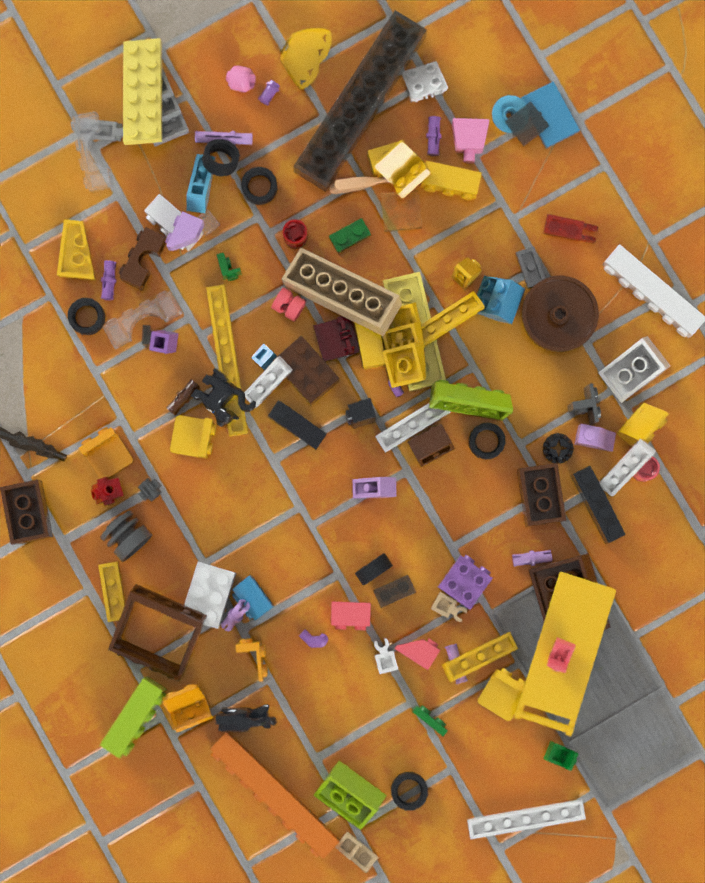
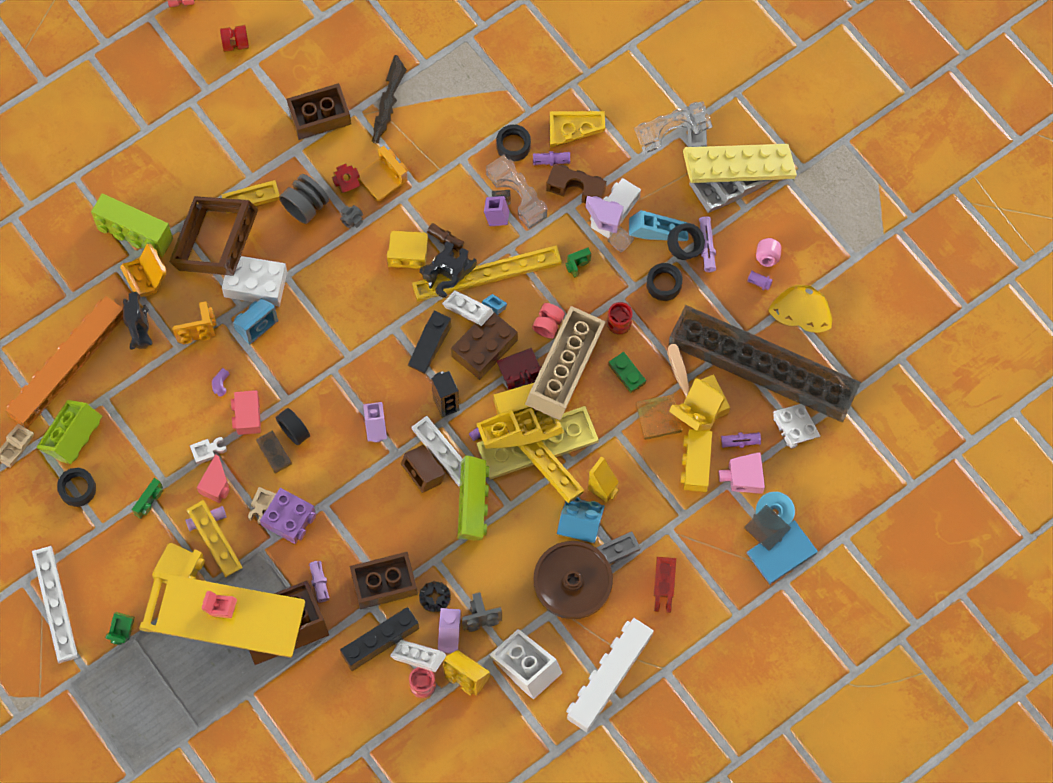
camera: 85 degrees right, 15 degrees down
(235, 615) = (236, 304): lavender pin -> none
(486, 455) = (431, 509): black tyre -> none

